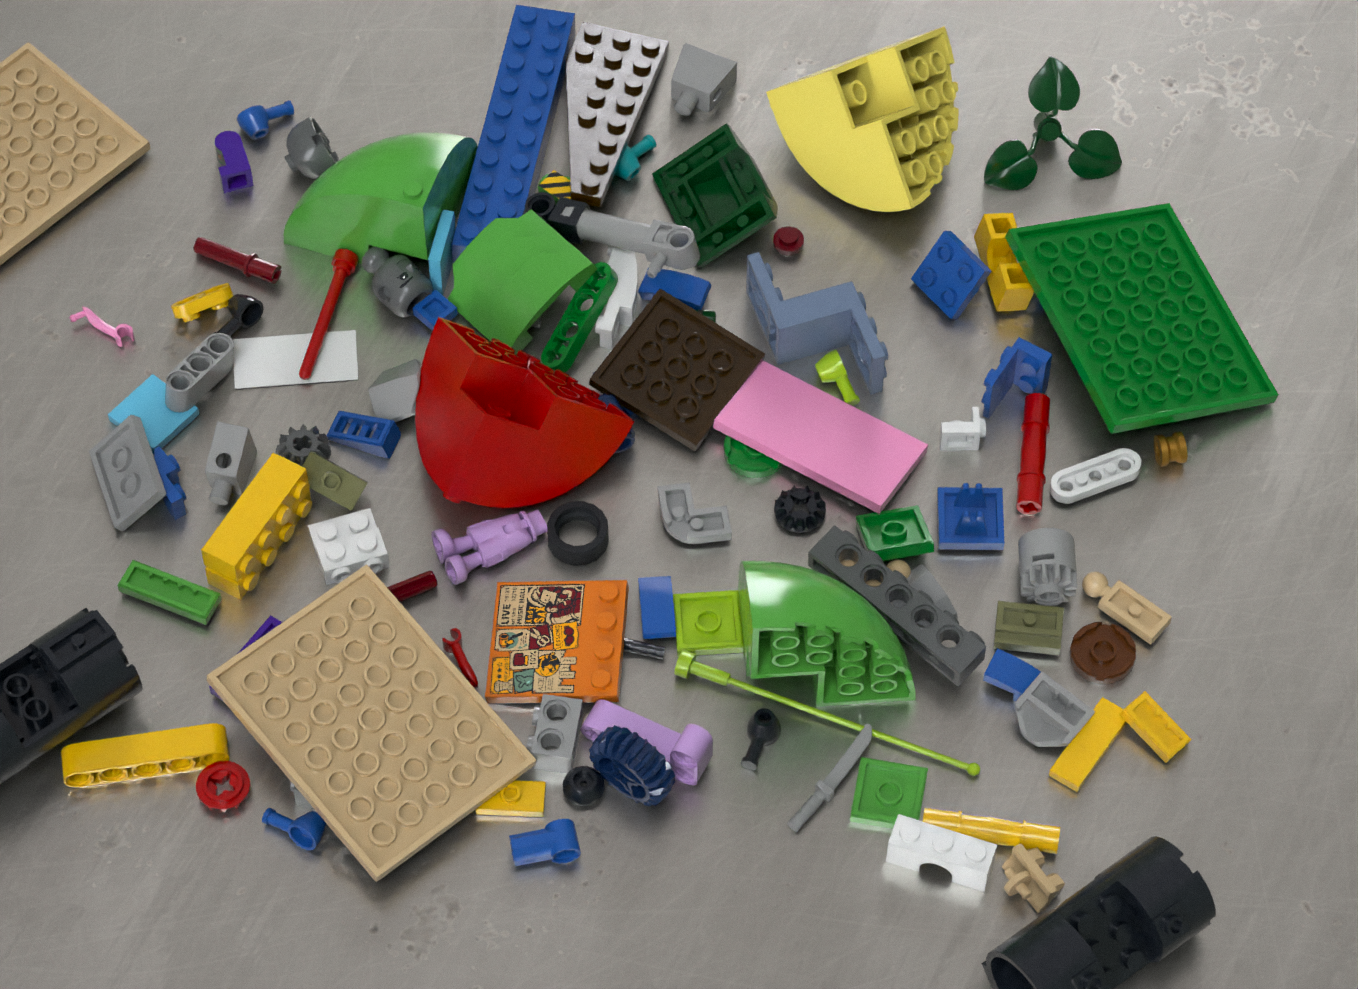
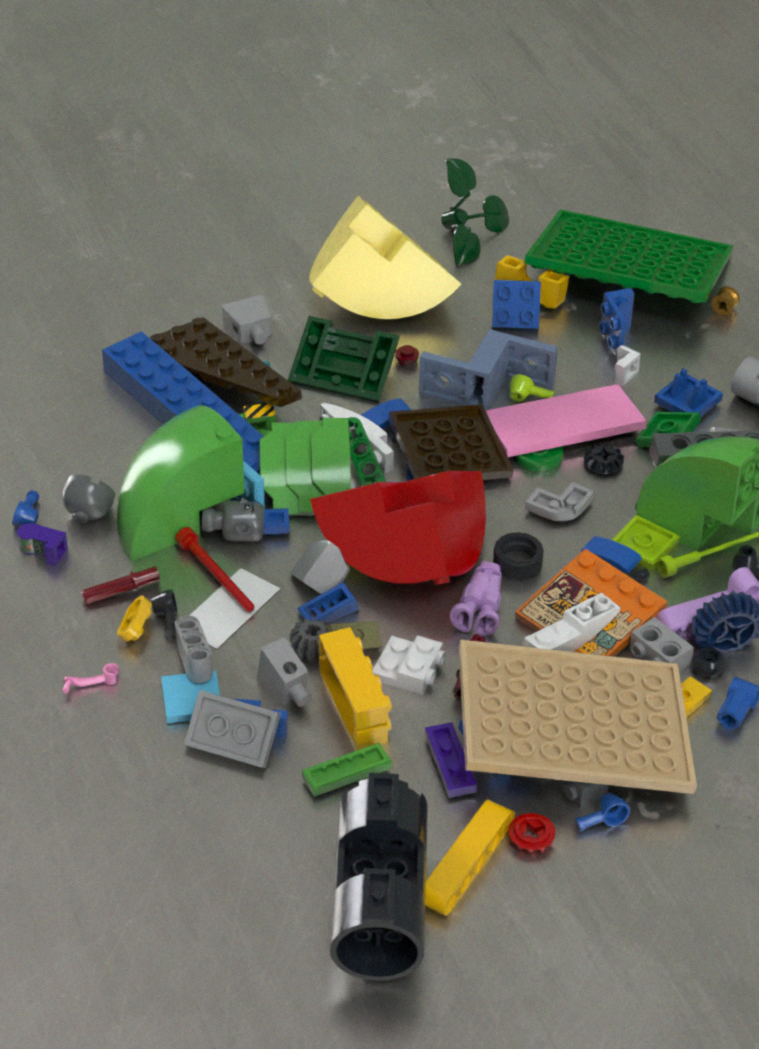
camera: 50 degrees left, 15 degrees down
(500, 646) = (576, 627): none -> white slope
(660, 242) = (365, 385): light grey piece -> none
(1033, 454) = (670, 350): red piece -> none
(1102, 467) = (711, 337): white plate -> none

